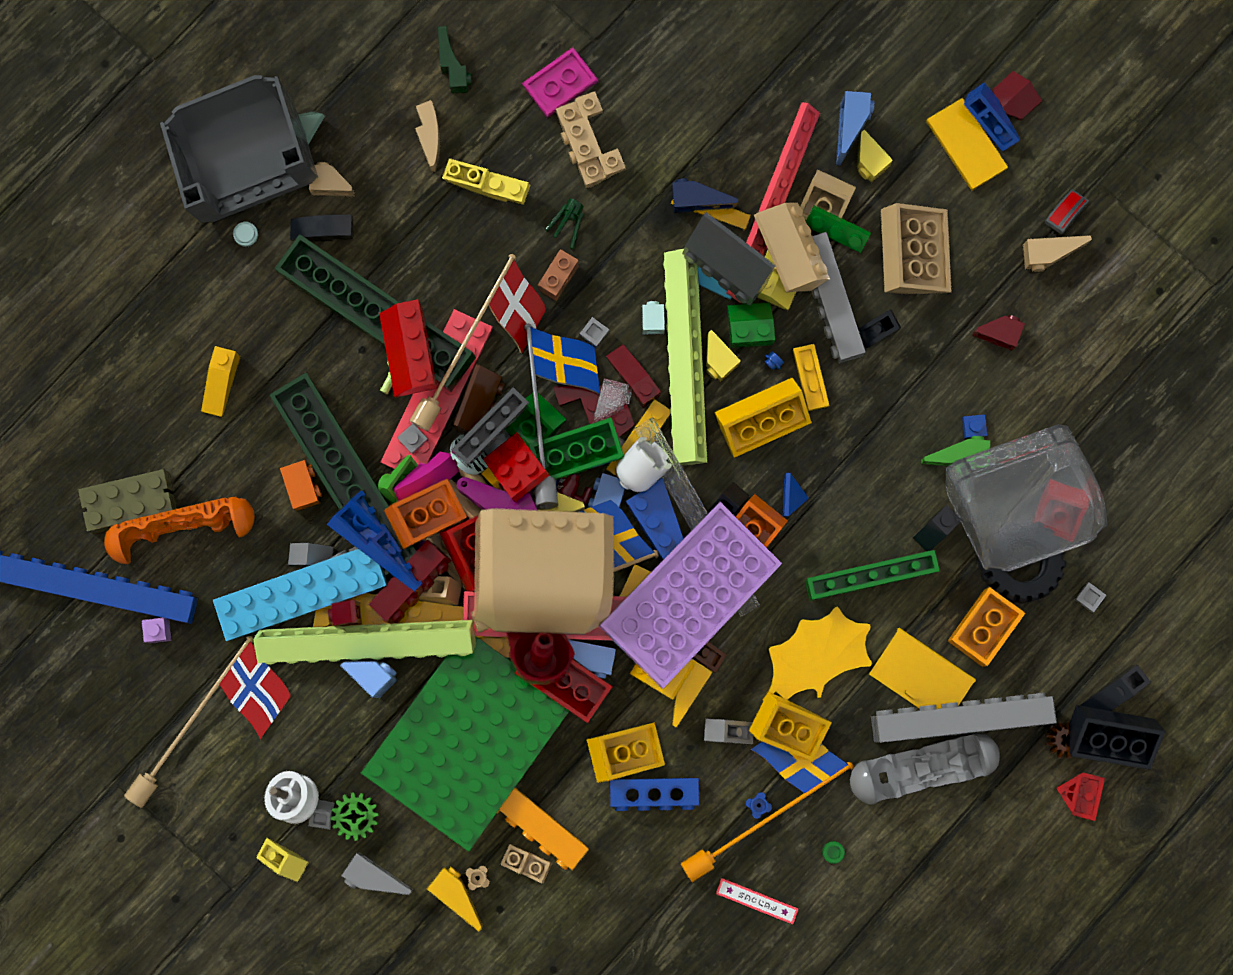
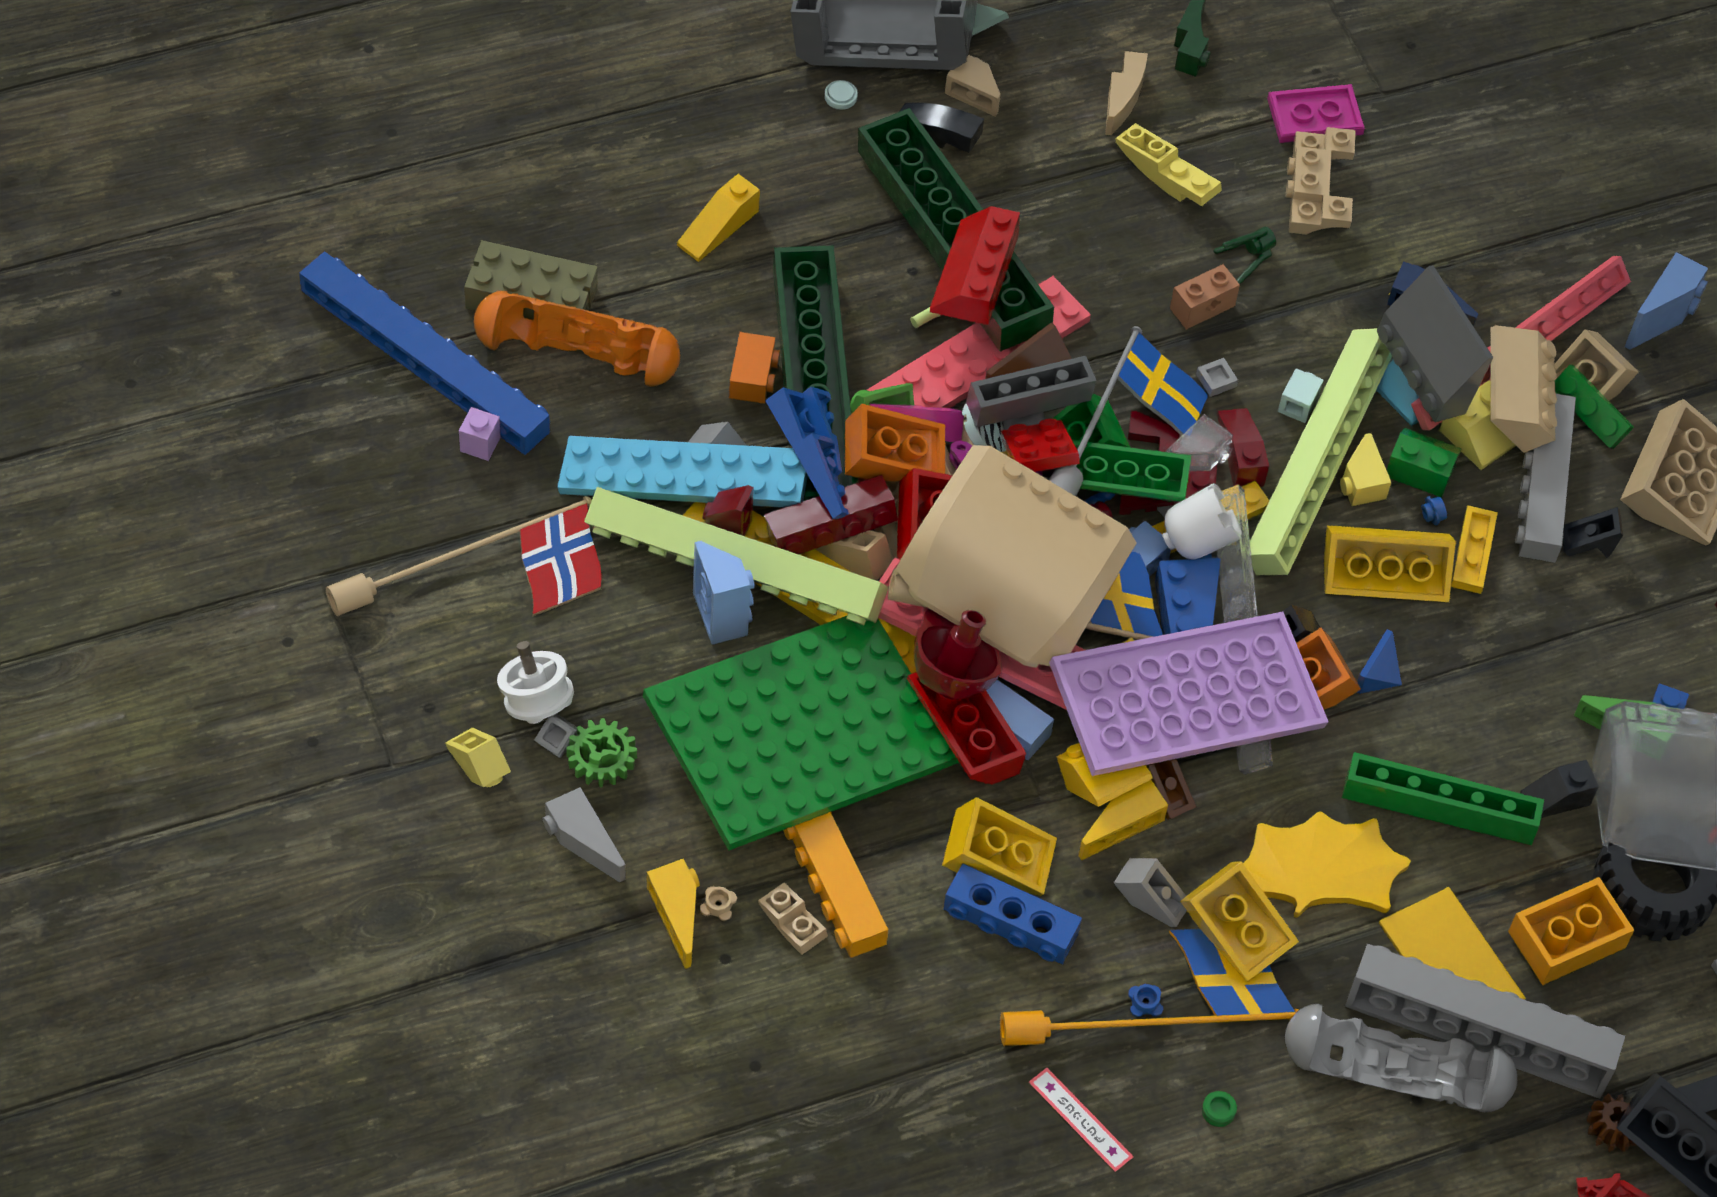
camera: 25 degrees right, 25 degrees down
(412, 438) = (923, 377): light grey plate -> none
(514, 306) = (1130, 297): flag -> none
(871, 157) = (1675, 354): light yellow slope -> none

